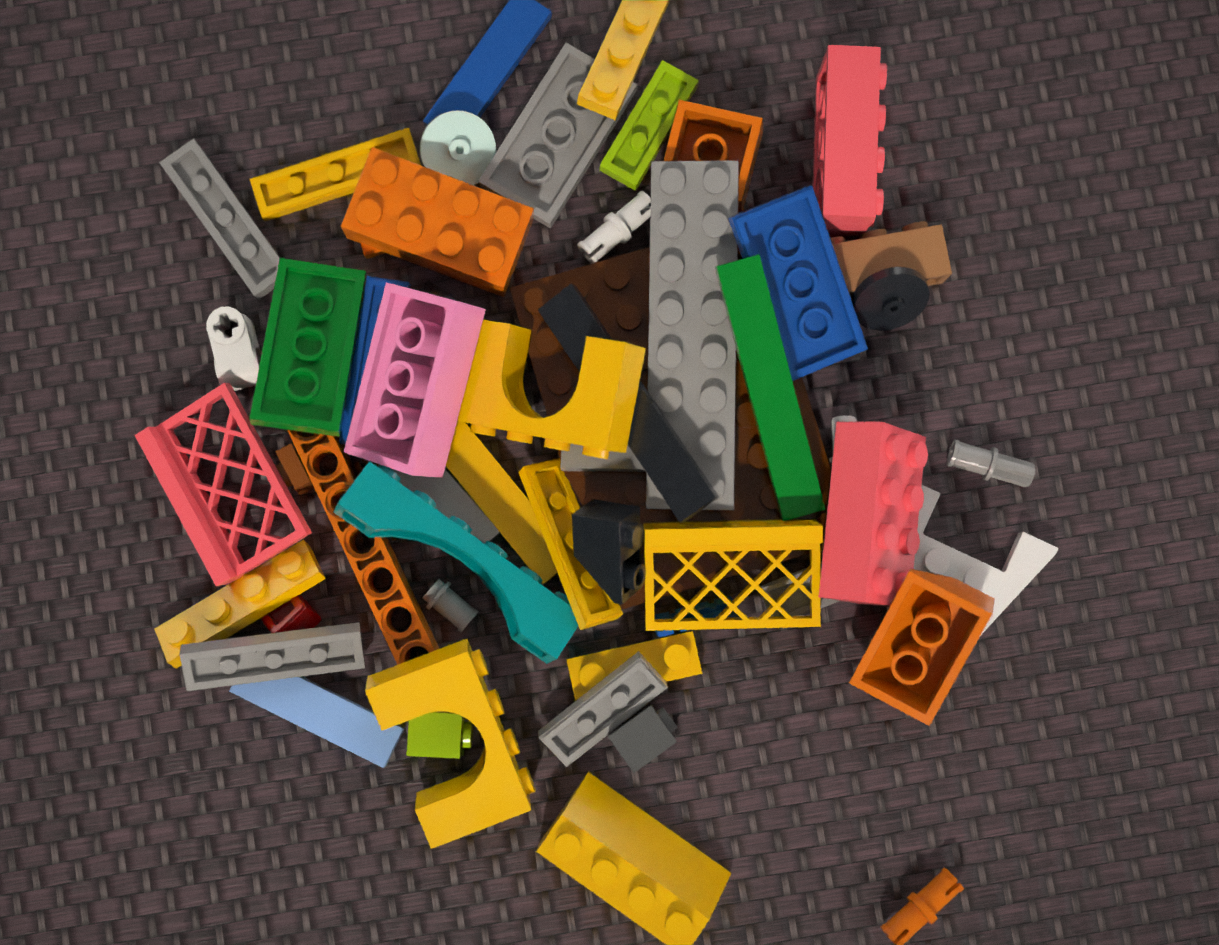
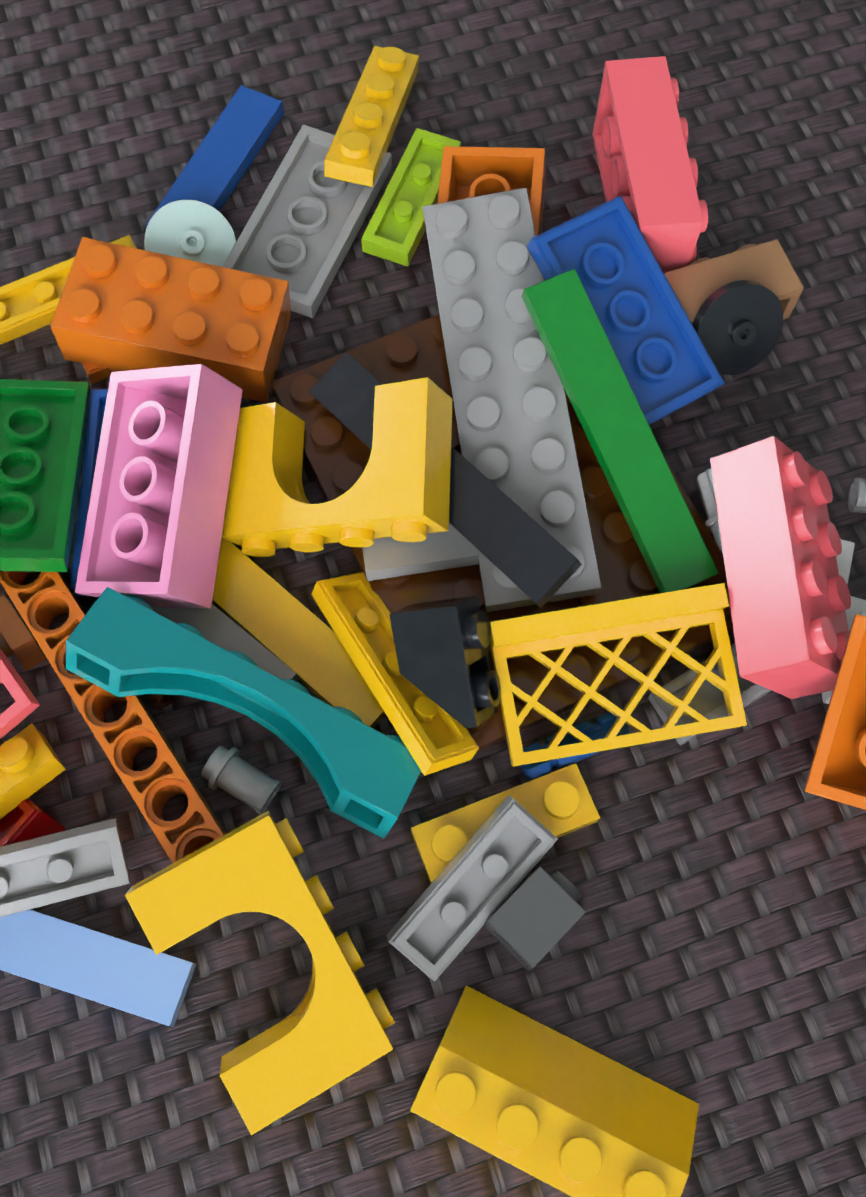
camera: 10 degrees left, 15 degrees down
(439, 735) = (243, 959): lime brick -> none
(616, 228) = (392, 303): white pin -> none

